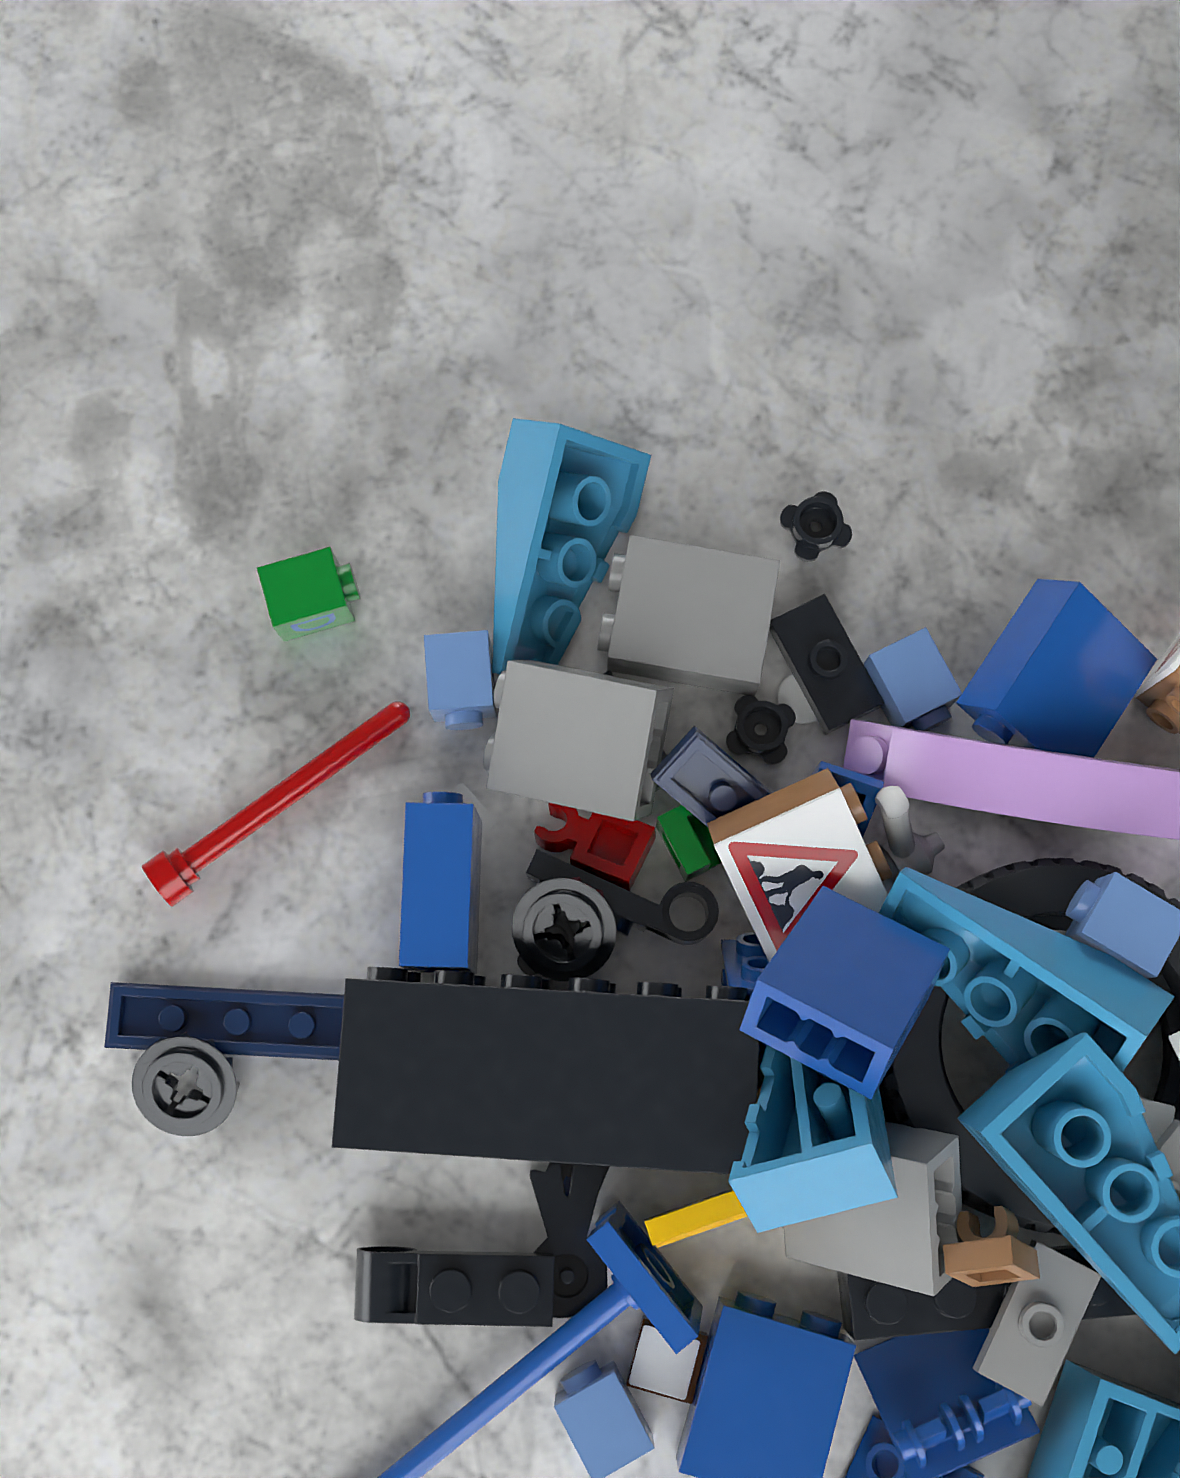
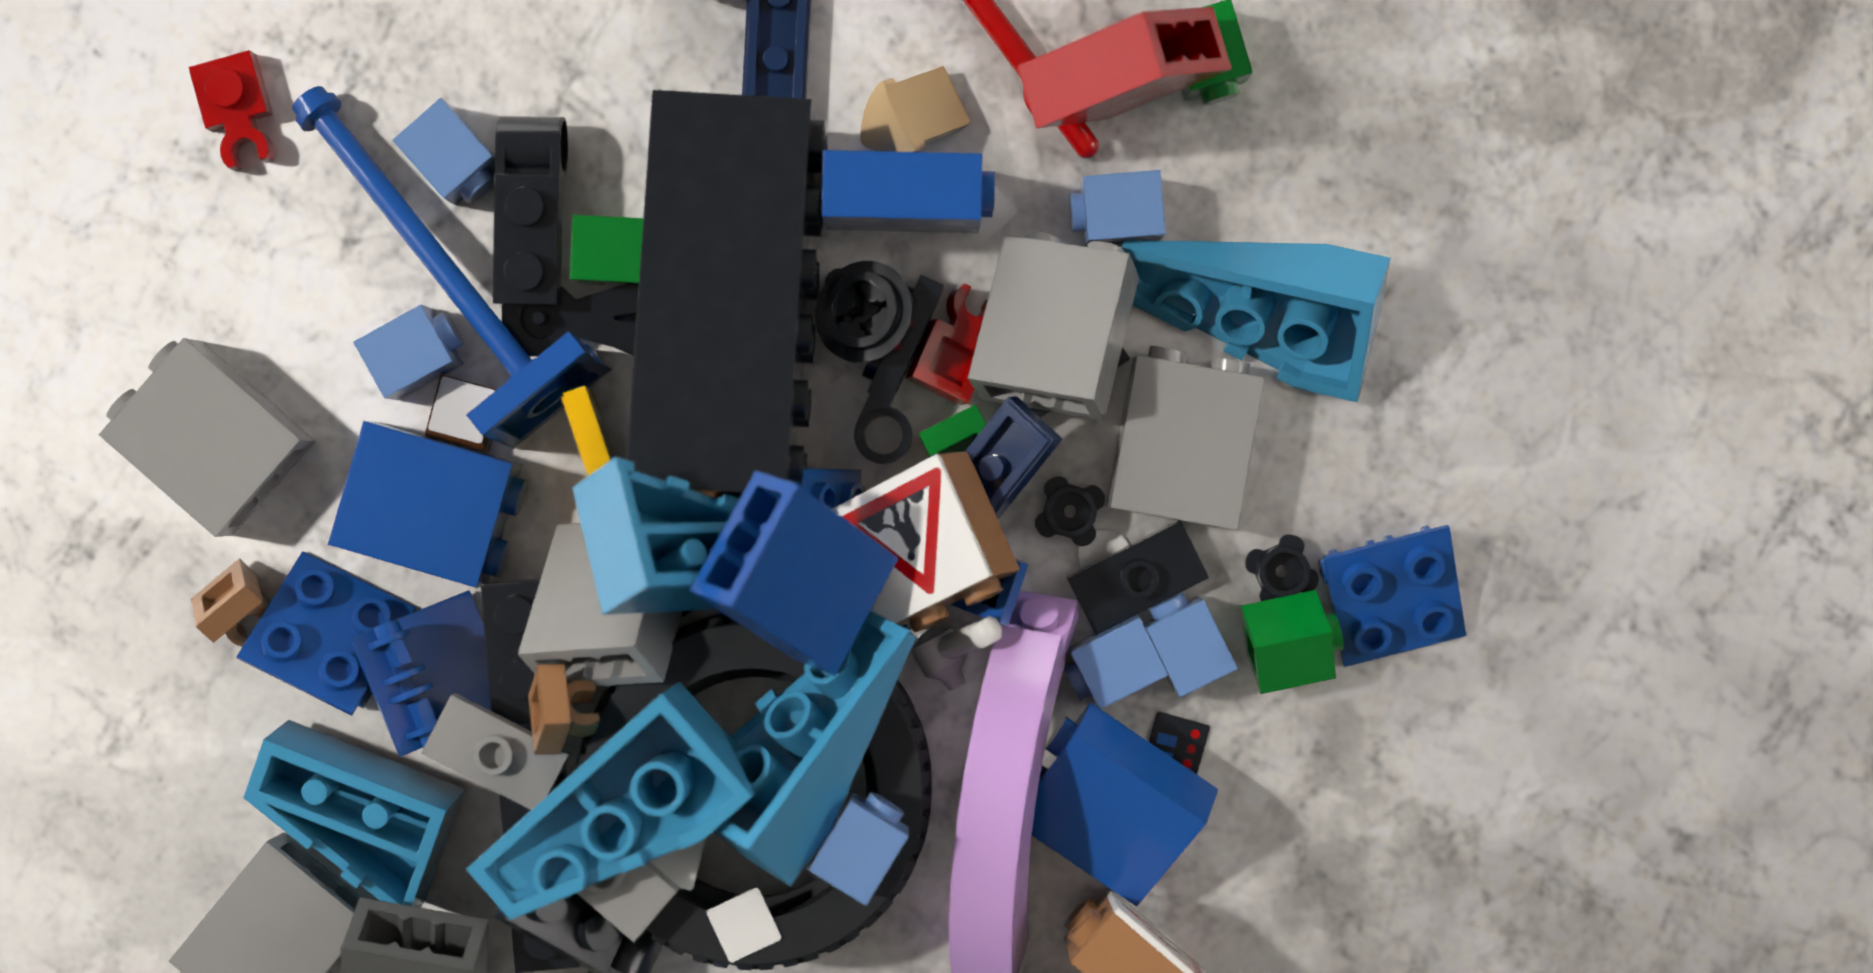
camera: 90 degrees right, 10 degrees up
(321, 666) = (1124, 66): none -> brick
(362, 885) = (912, 113): none -> tan tile
(392, 1375) = (448, 153): none -> medium blue brick
(496, 1199) = (605, 249): none -> green panel
(835, 420) = (1395, 594): none -> blue hinge
(887, 513) = (1291, 641): none -> green brick
(891, 609) = (1188, 643): none -> medium blue brick
(983, 624) = (1180, 739): none -> black sticker

